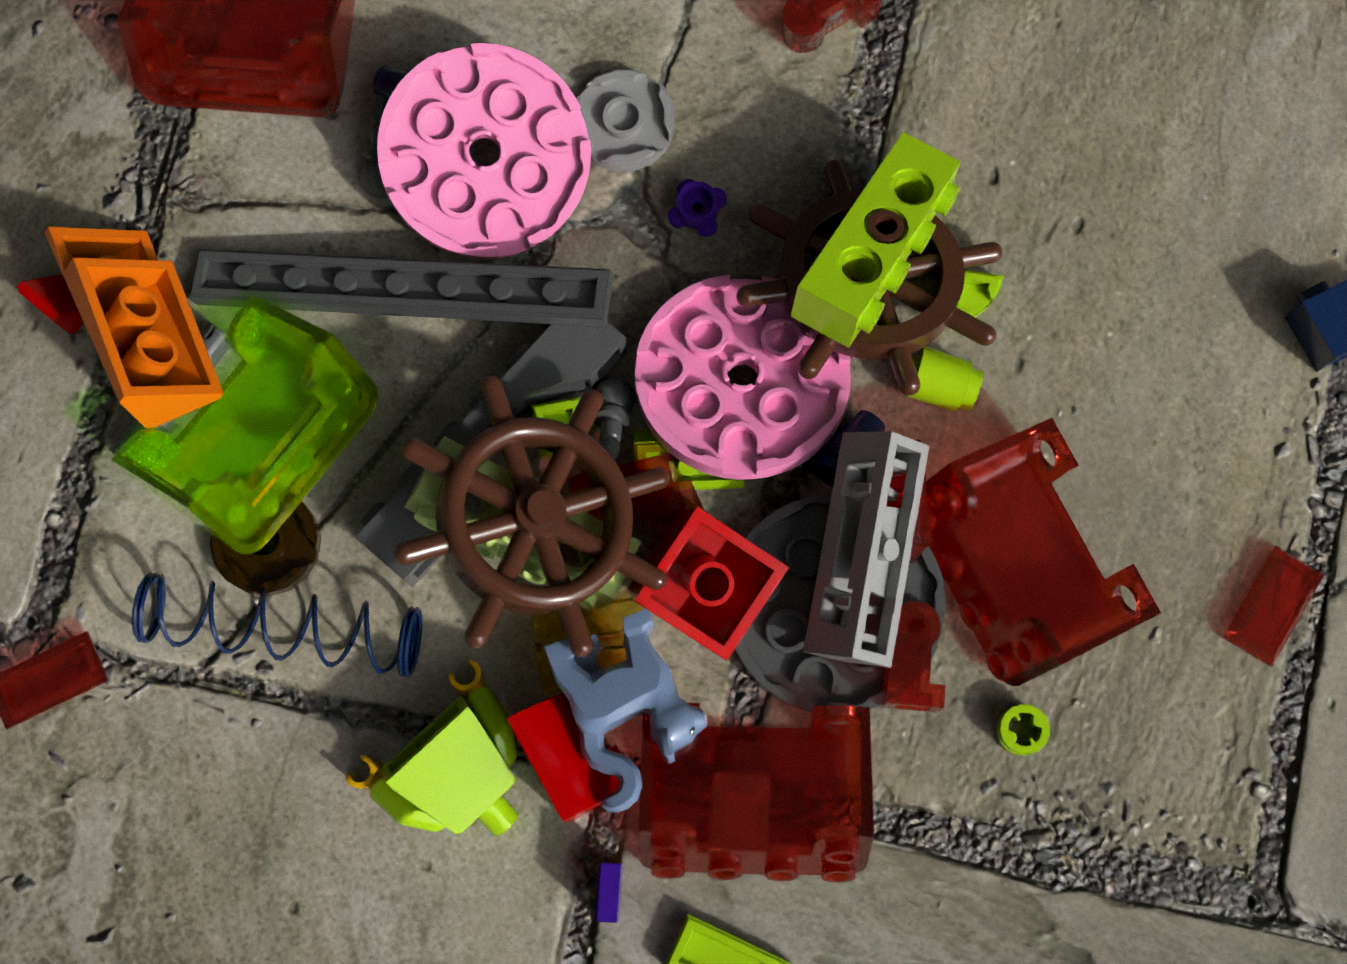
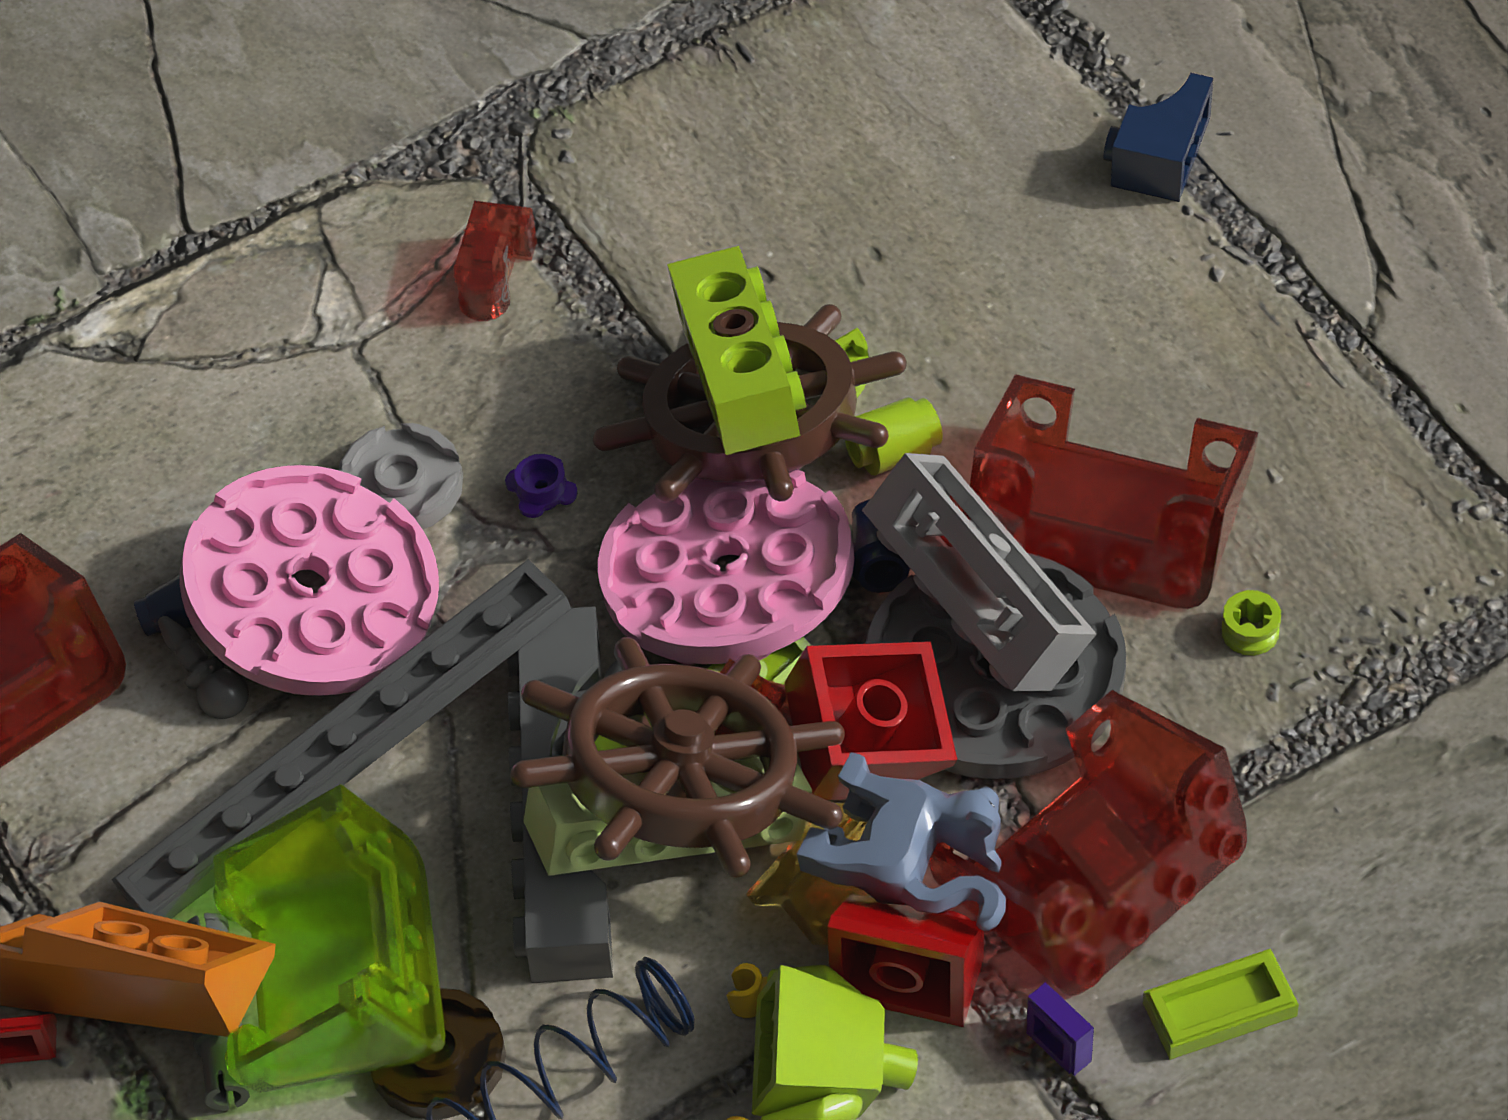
camera: 45 degrees left, 25 degrees down
(908, 680) = (1124, 644): clear red leg -> none
(1273, 606) = (1337, 377): clear red tile -> none

